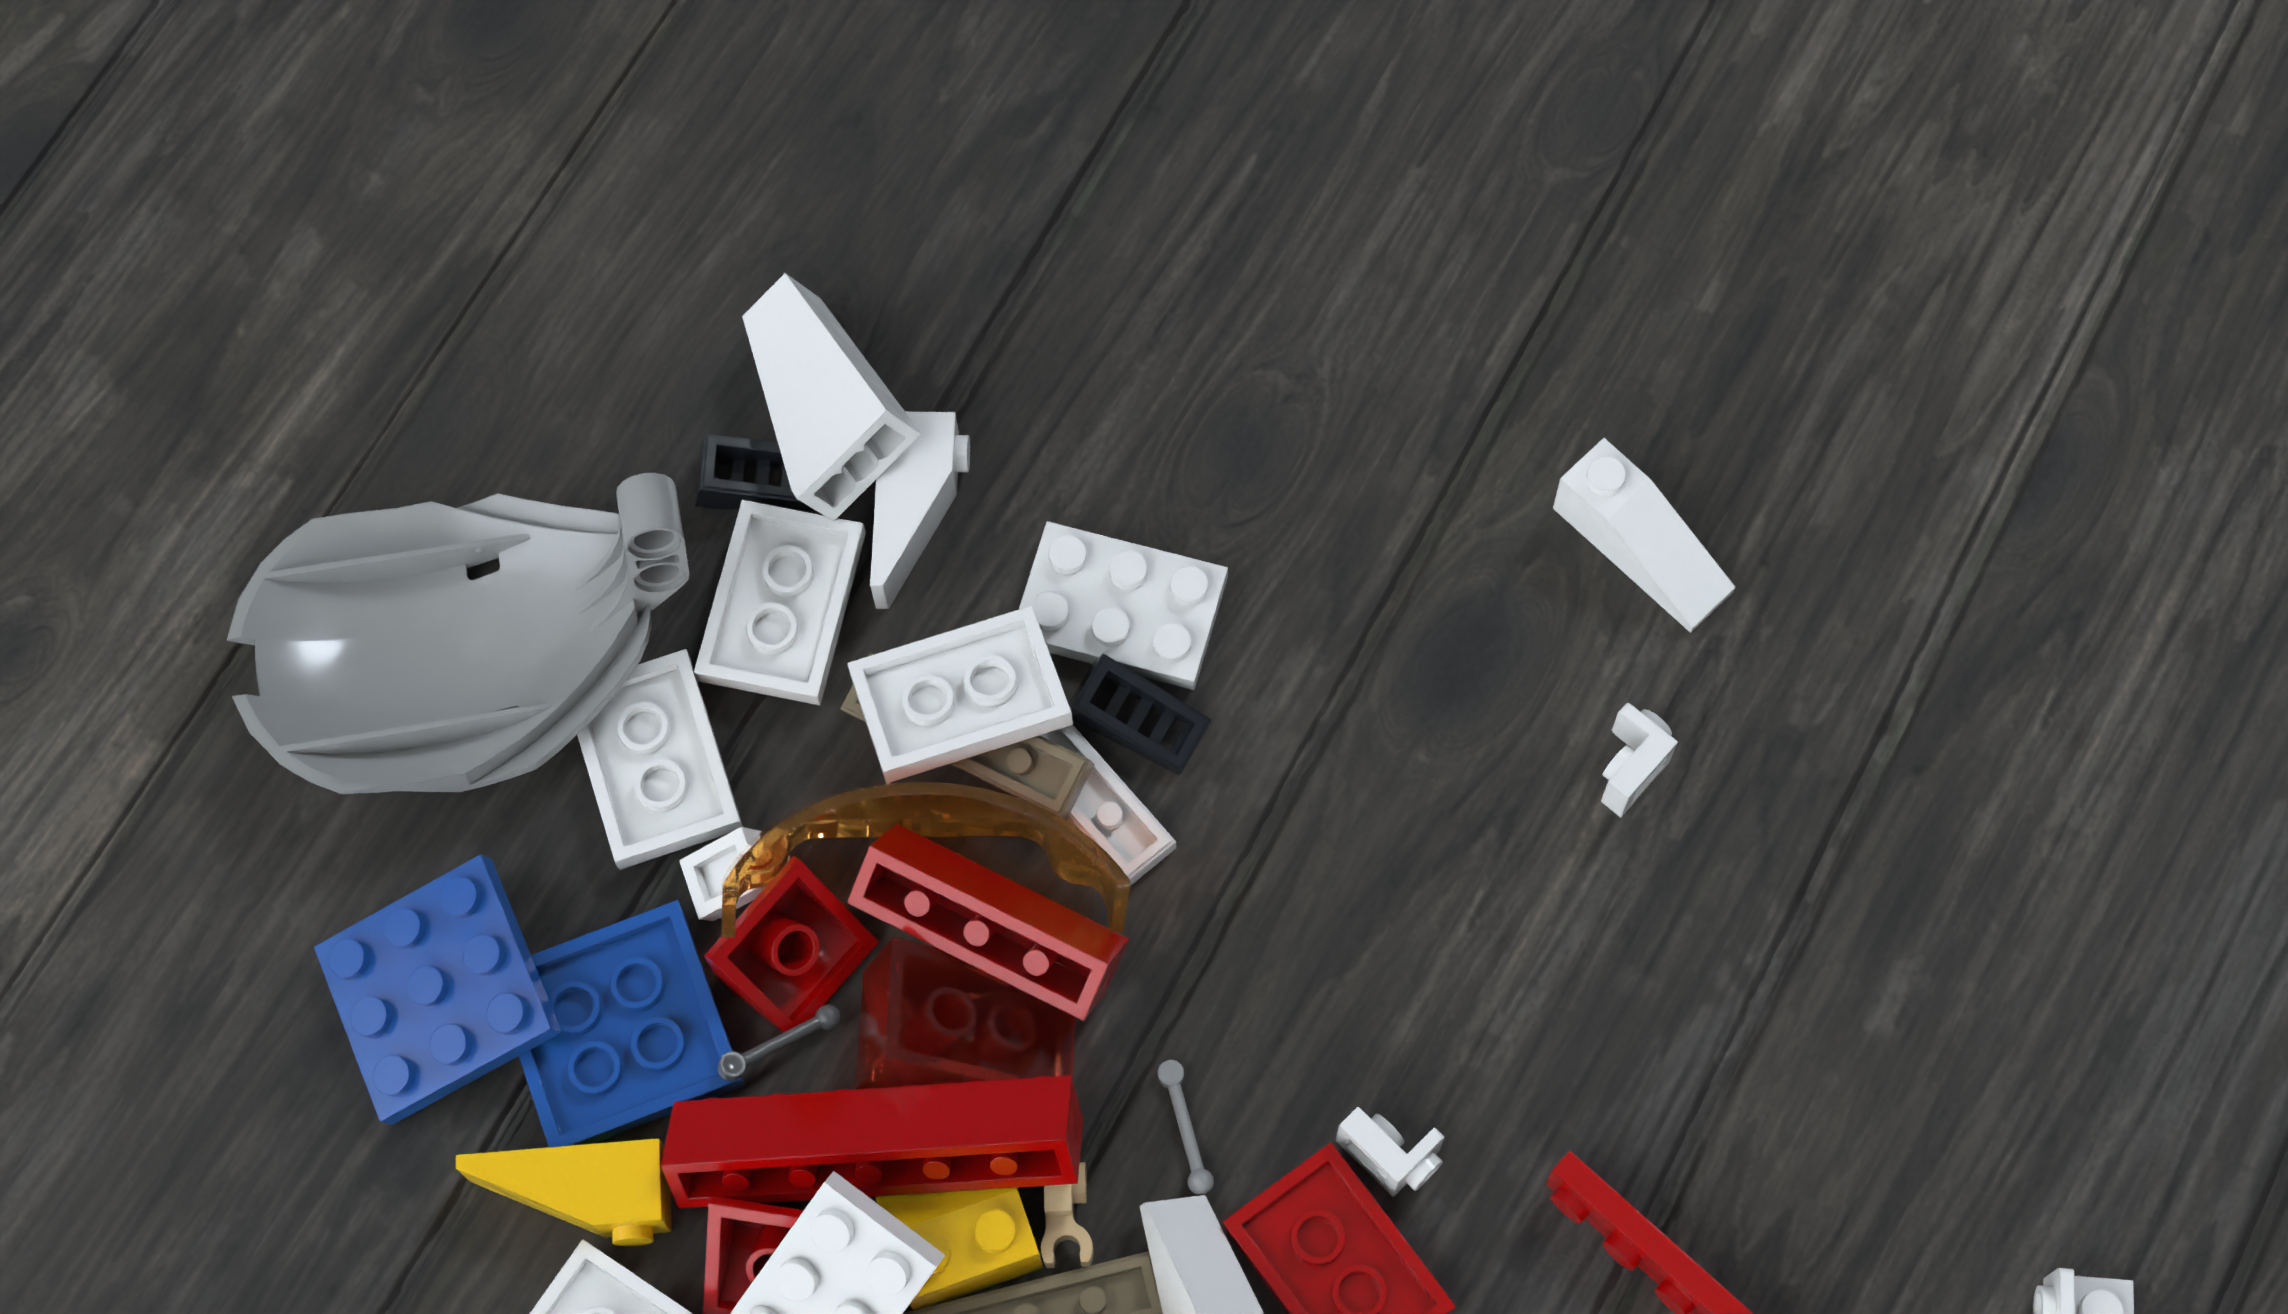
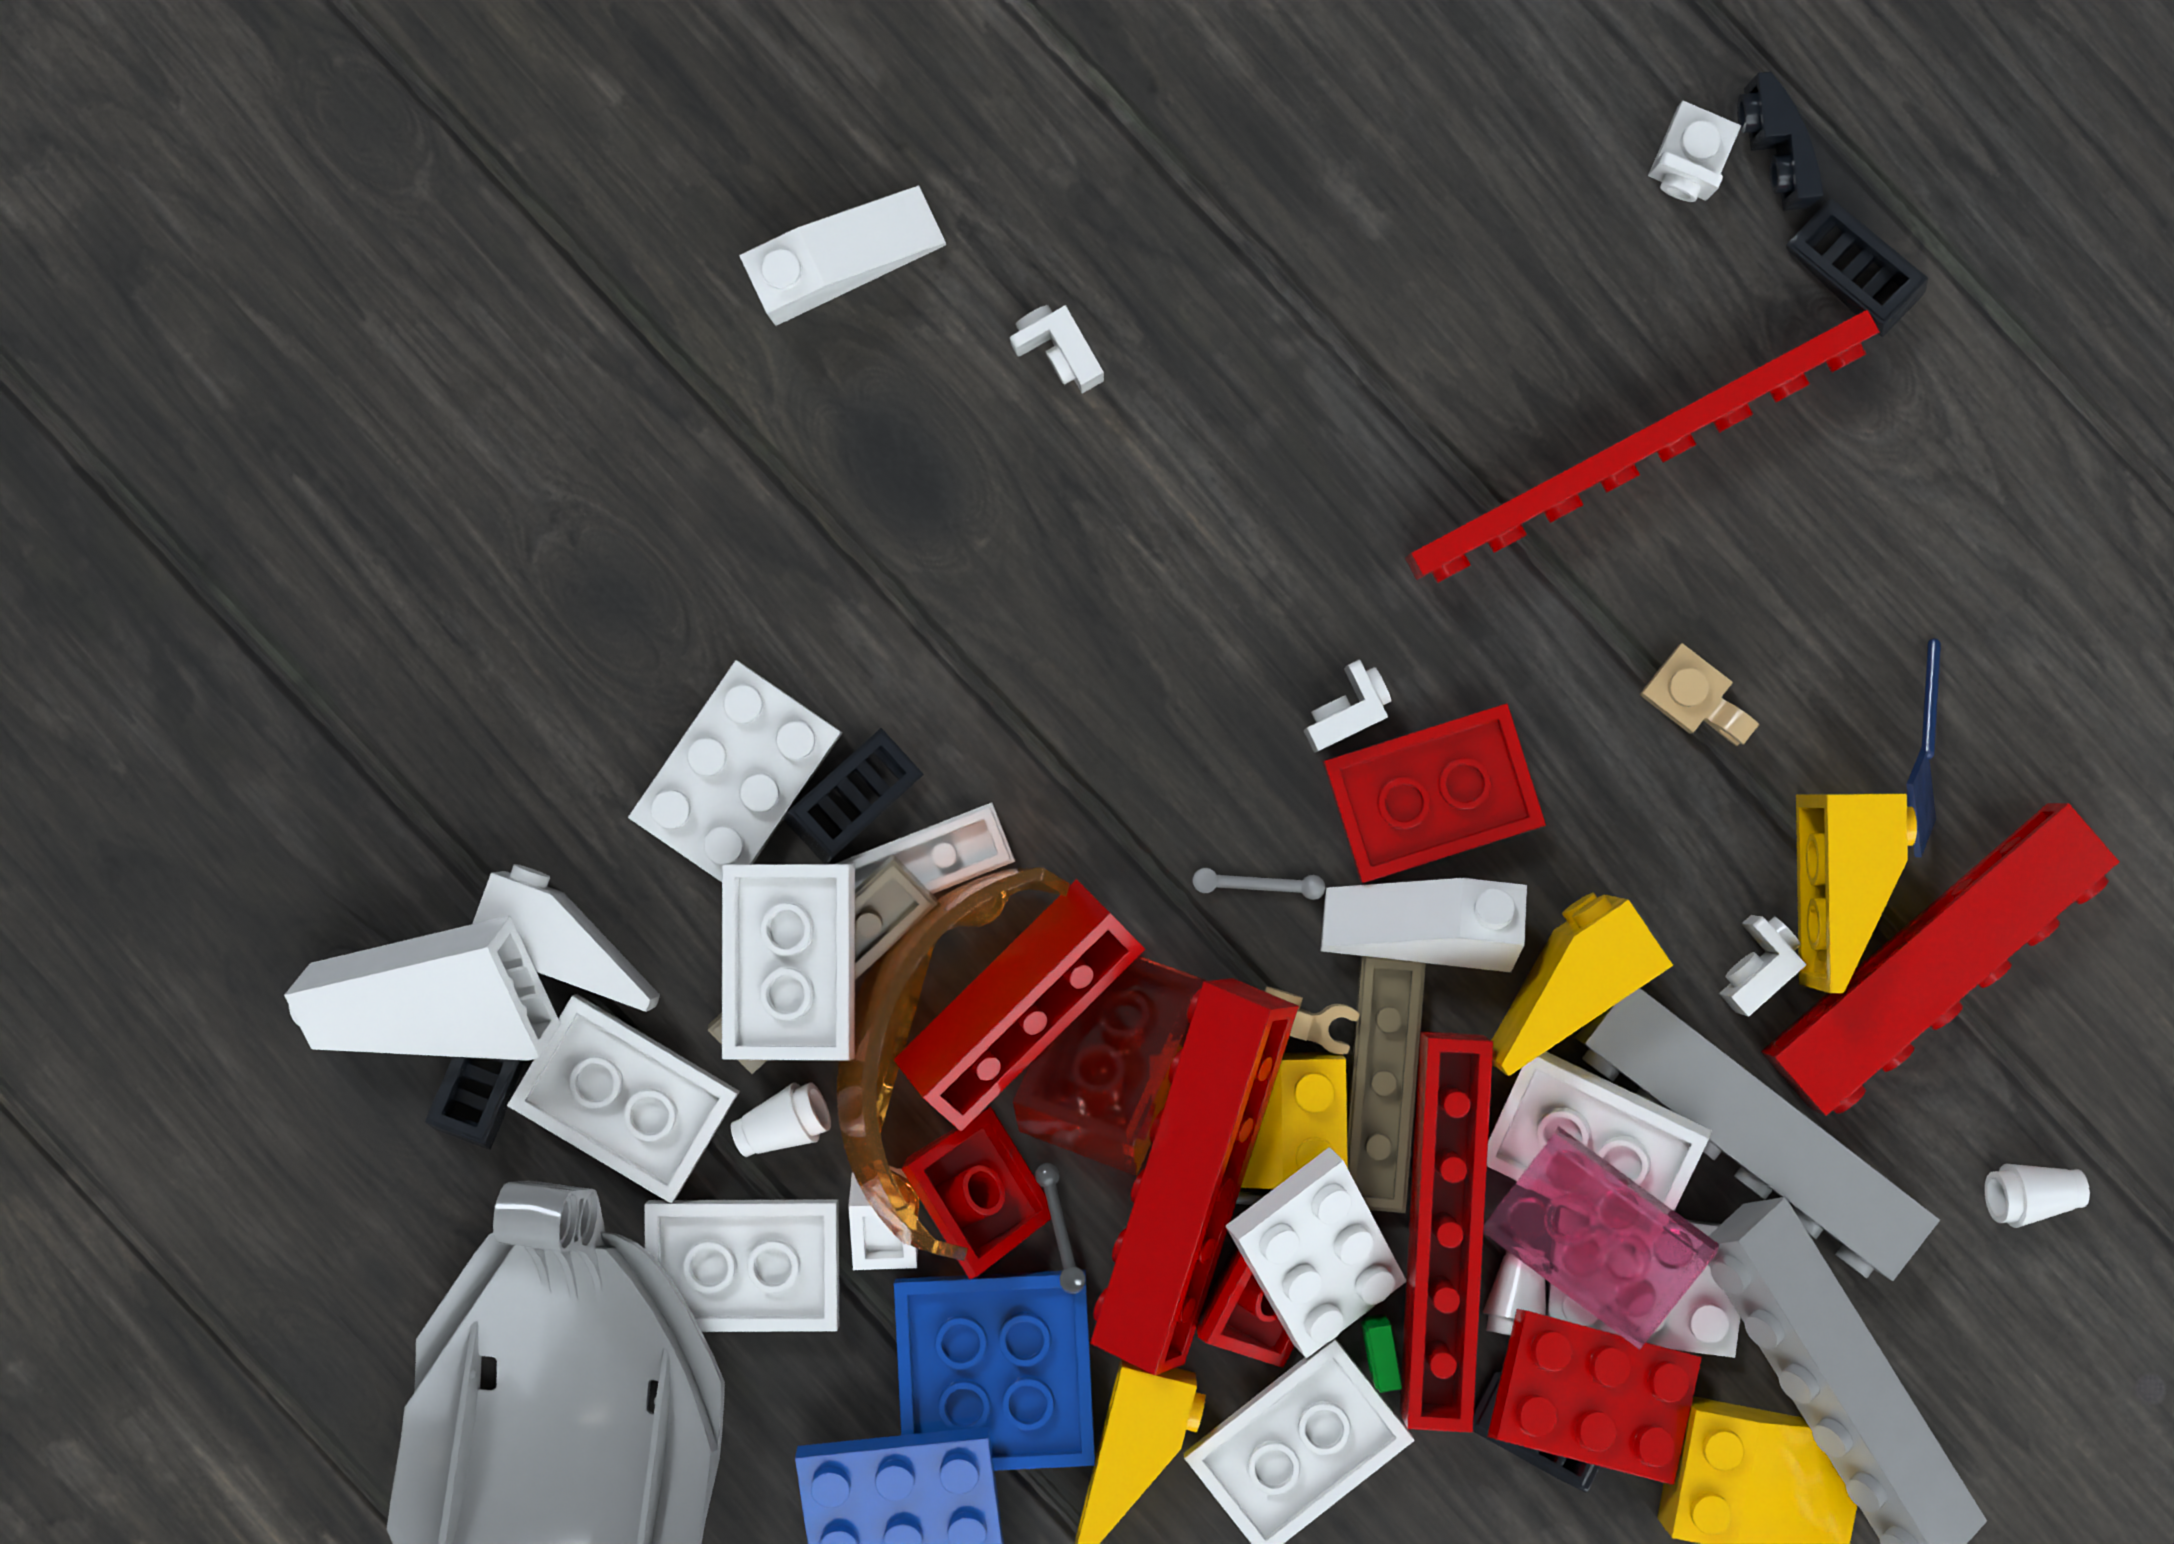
camera: 70 degrees left, 20 degrees up
(807, 753) = (783, 1121): none -> white cone

